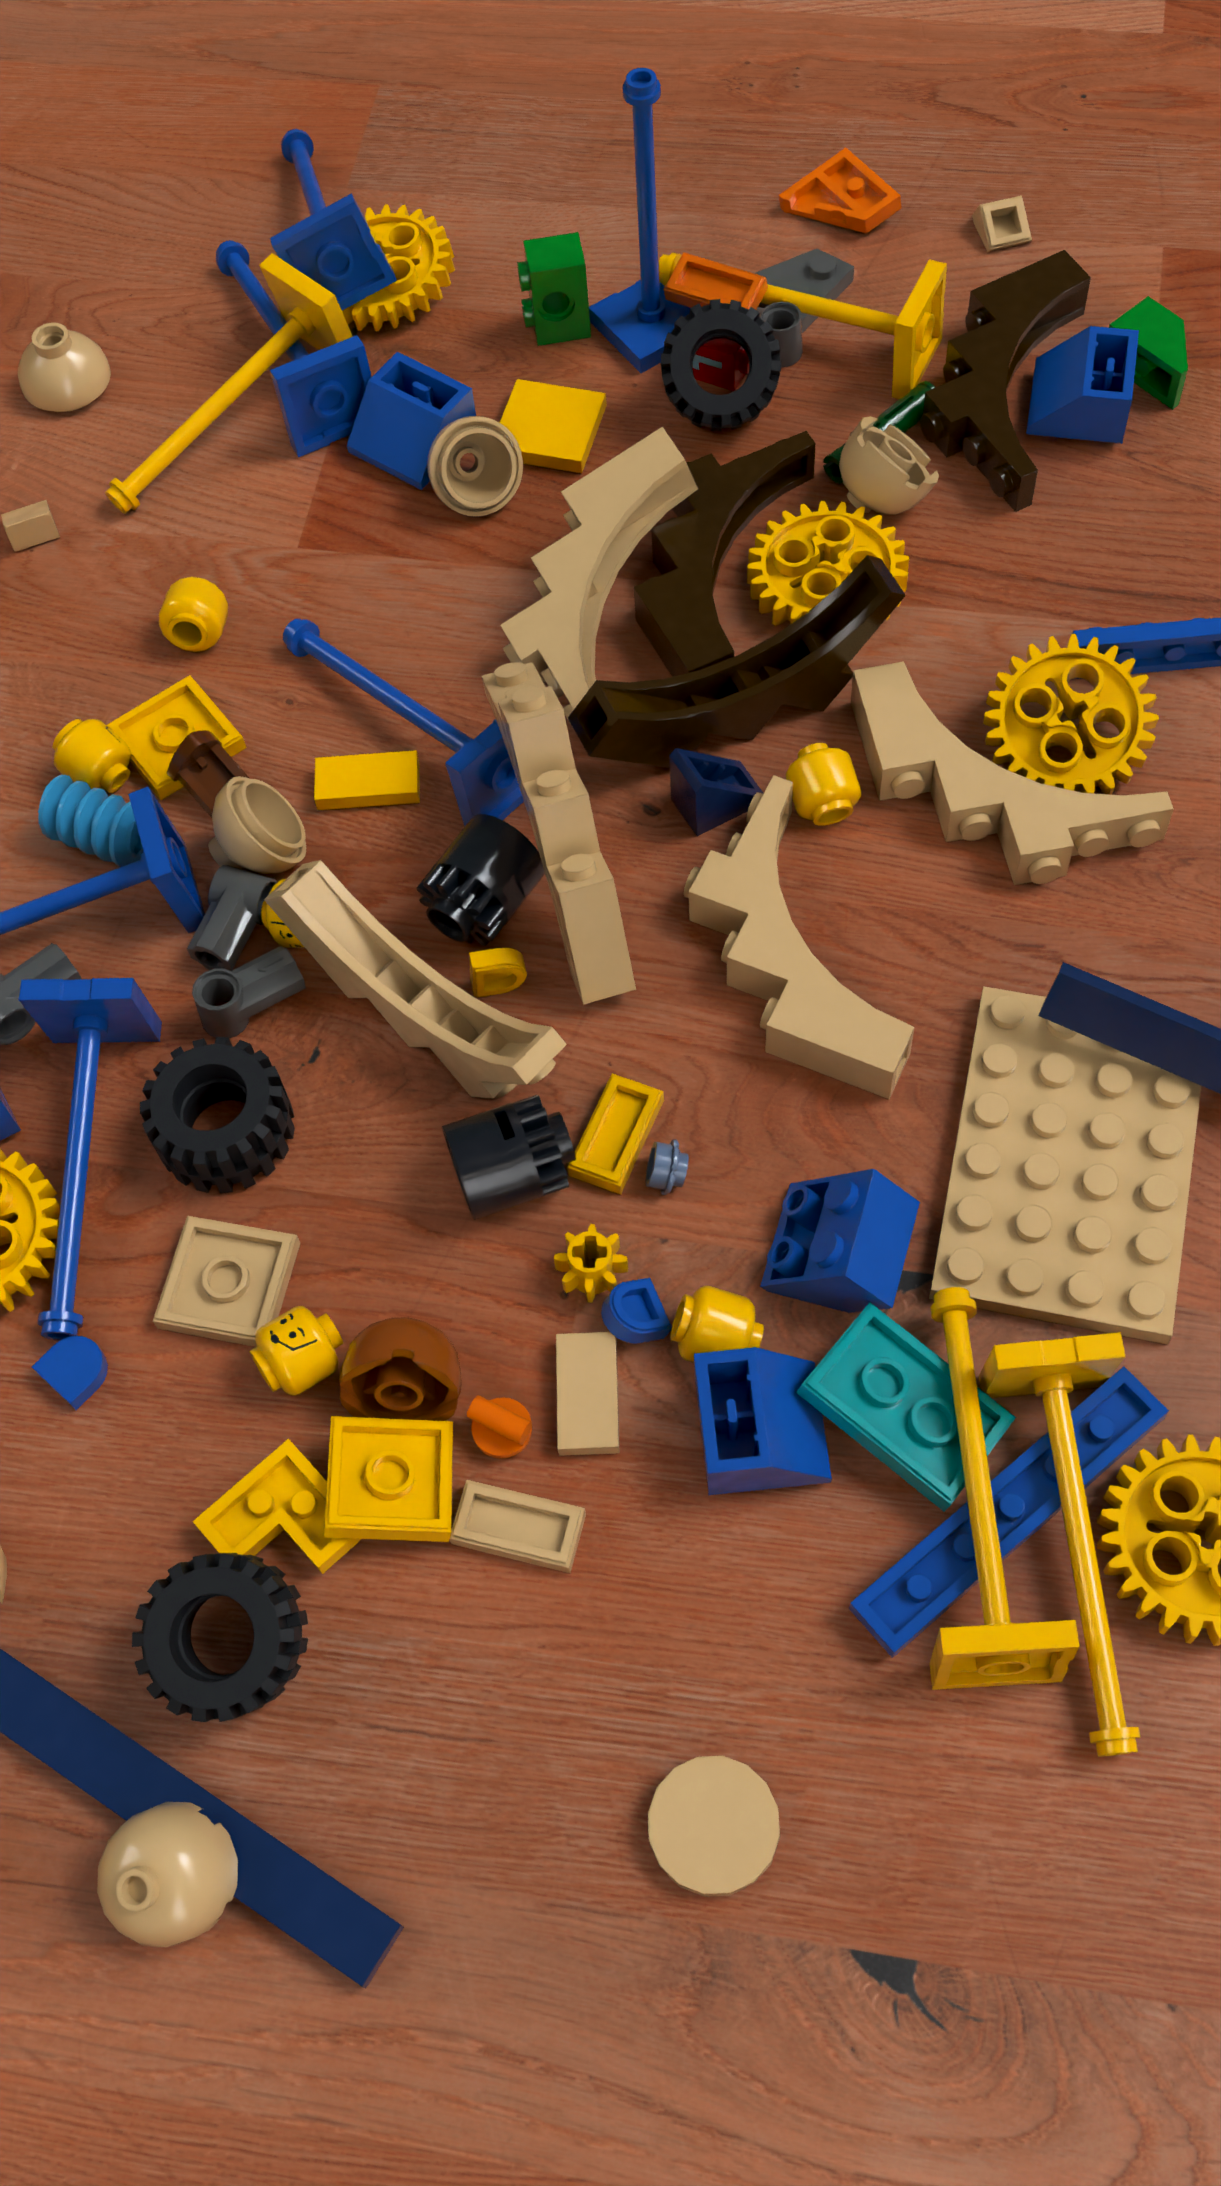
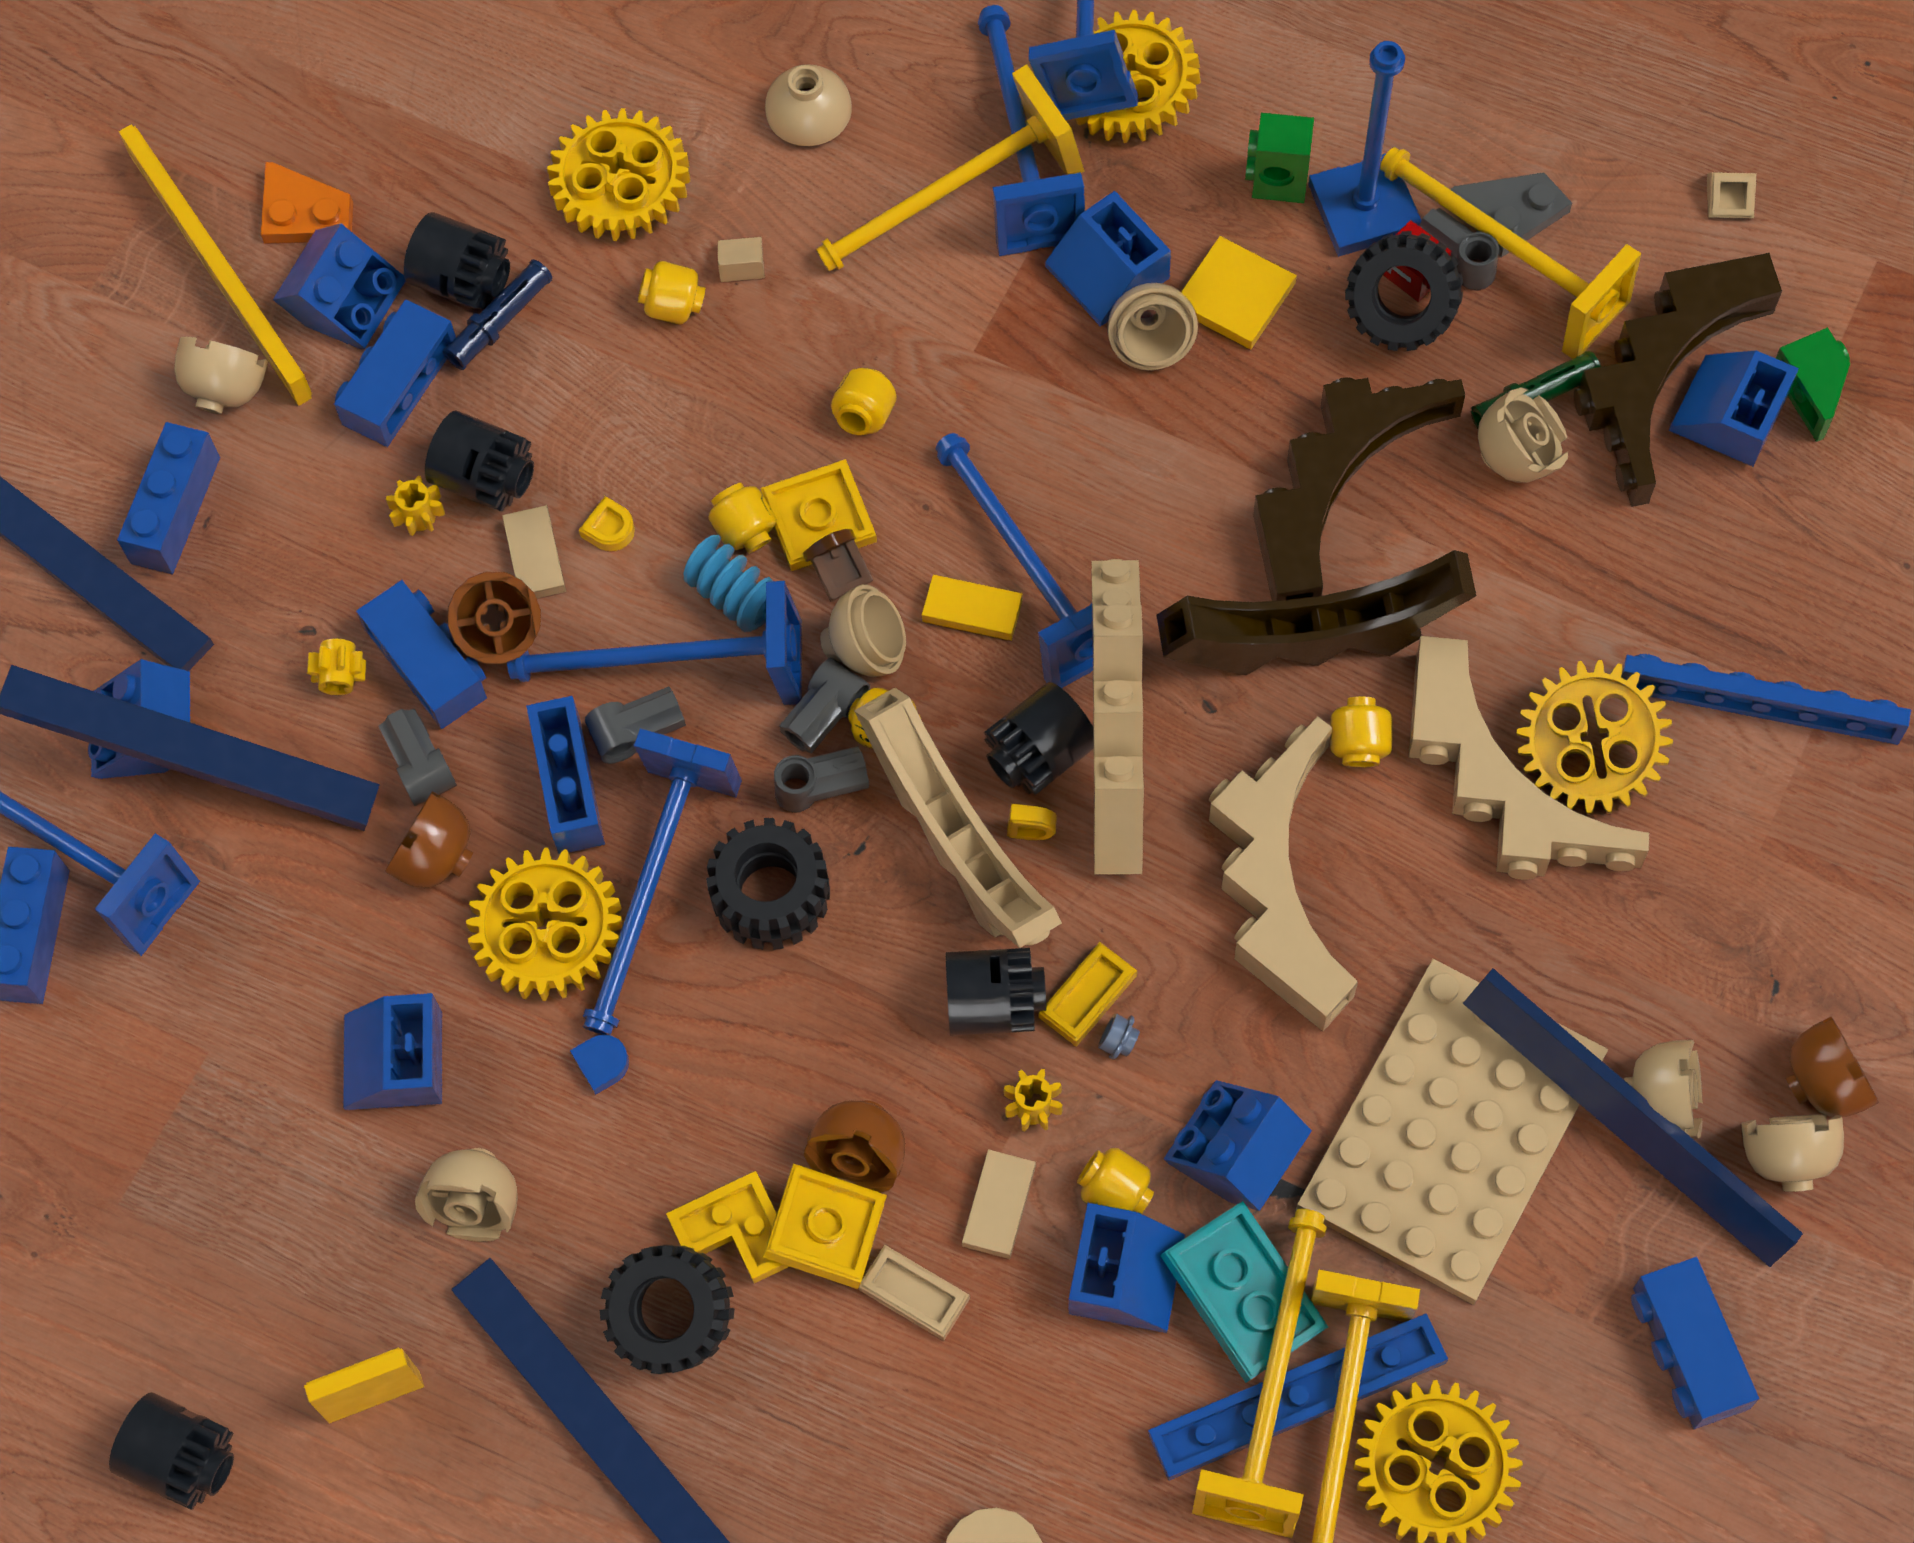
camera: 15 degrees right, 5 degrees up
(167, 1875) = (584, 1471): tan cylinder -> none
(226, 1280) = (740, 1025): tan tile -> none
(296, 1350) = (780, 1101): yellow head -> none
(500, 1426) = (922, 1210): orange plate -> none
(607, 520) = (1252, 423): tan arch -> none
(635, 1312) = (1056, 1150): blue tile -> none
(702, 280) = (1428, 202): orange tile -> none
(709, 788) = (1265, 707): dark blue slope -> none
(814, 554) = (1436, 518): yellow gear -> none
(842, 194) = (1589, 118): orange wing -> none

